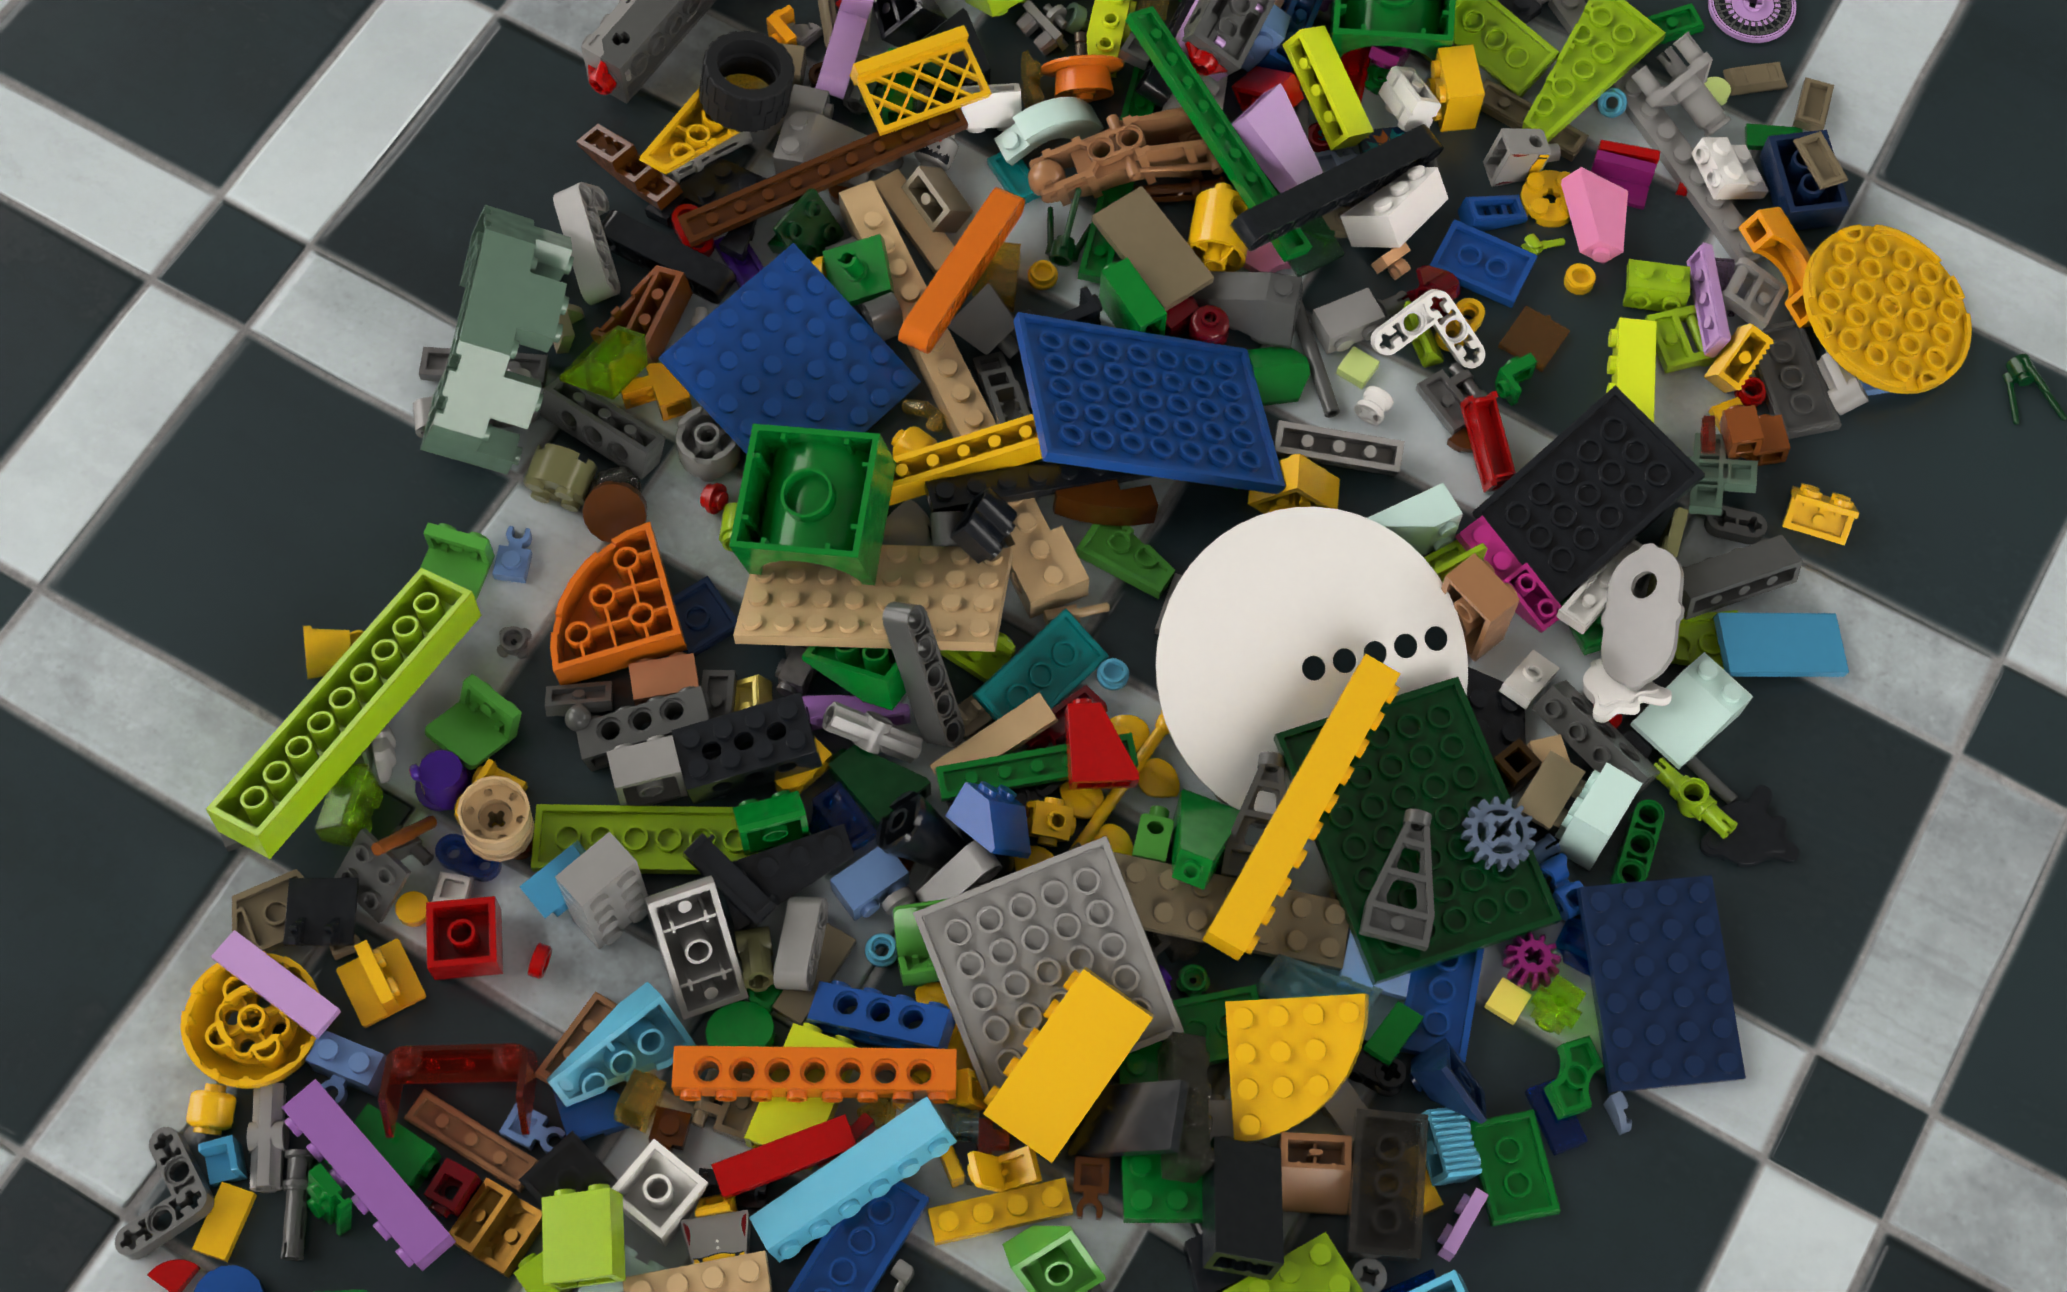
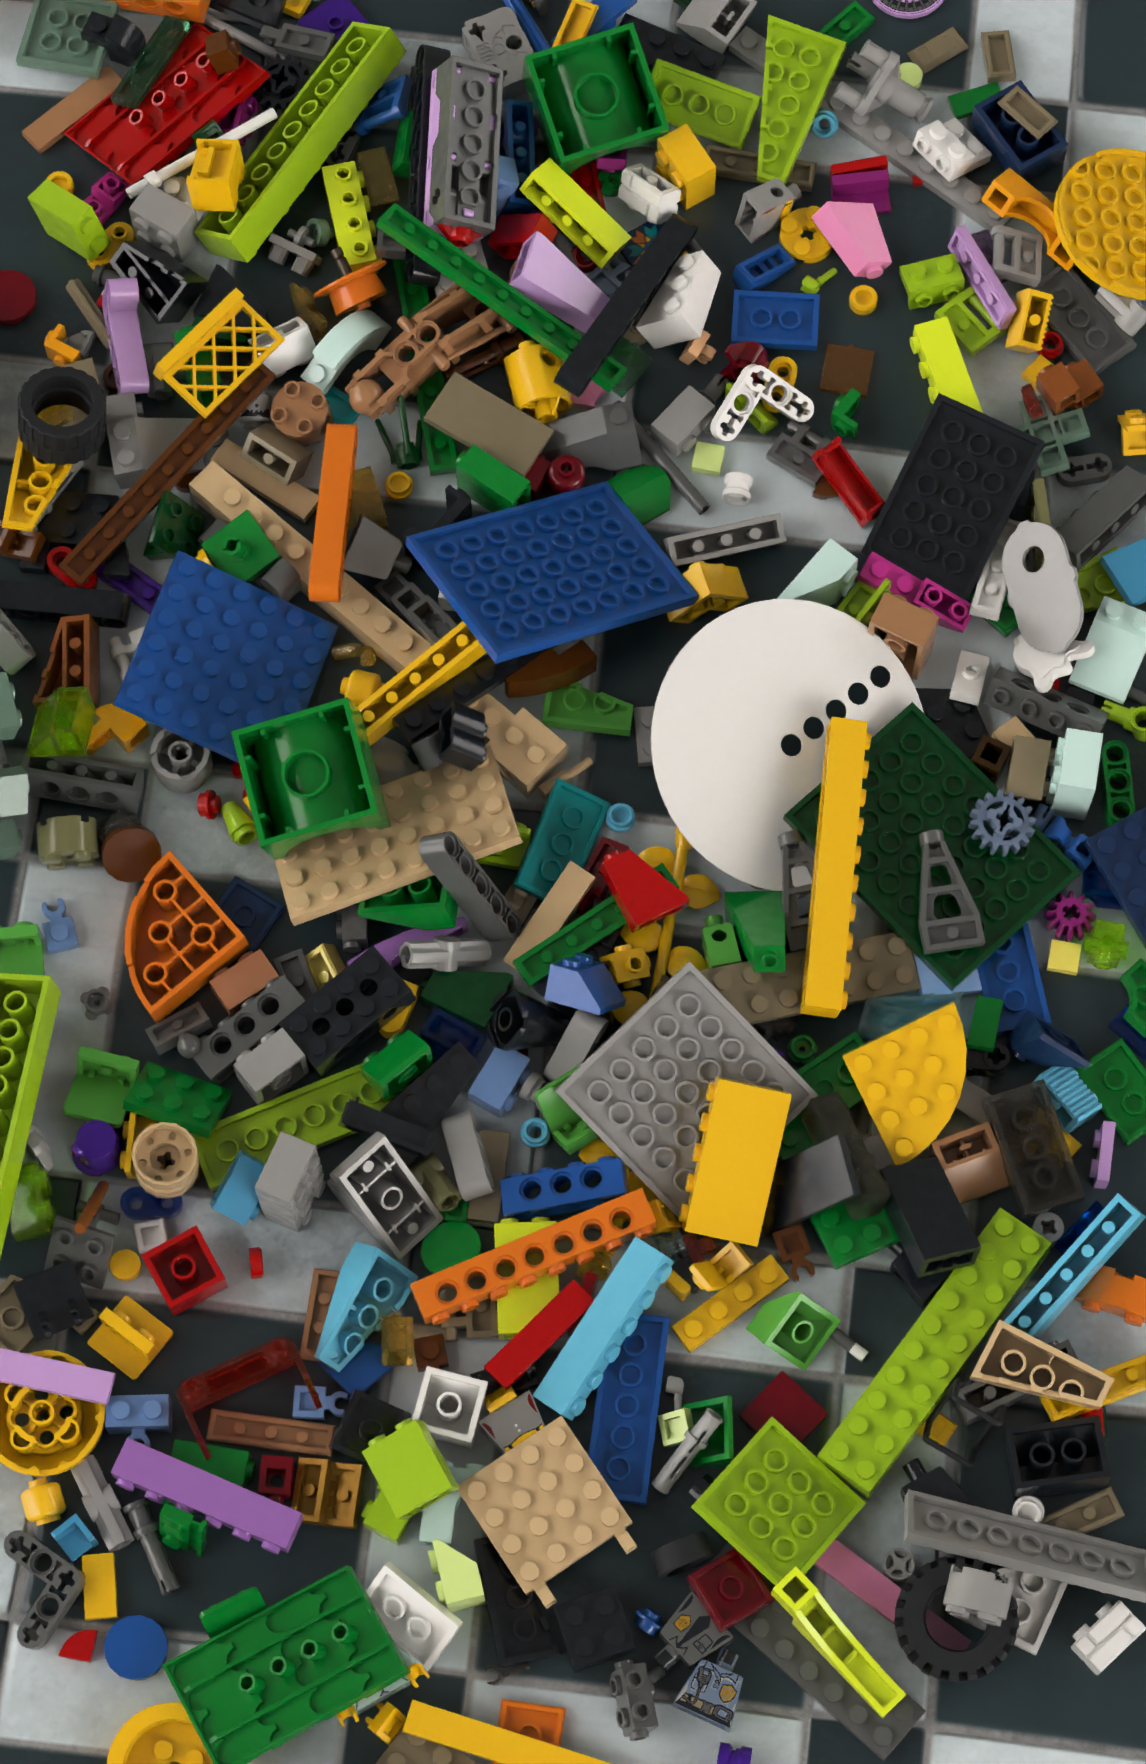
camera: 20 degrees left, 5 degrees up
(542, 767) = (177, 1099): none -> green plate
(977, 169) = (301, 412): none -> medium nougat brick

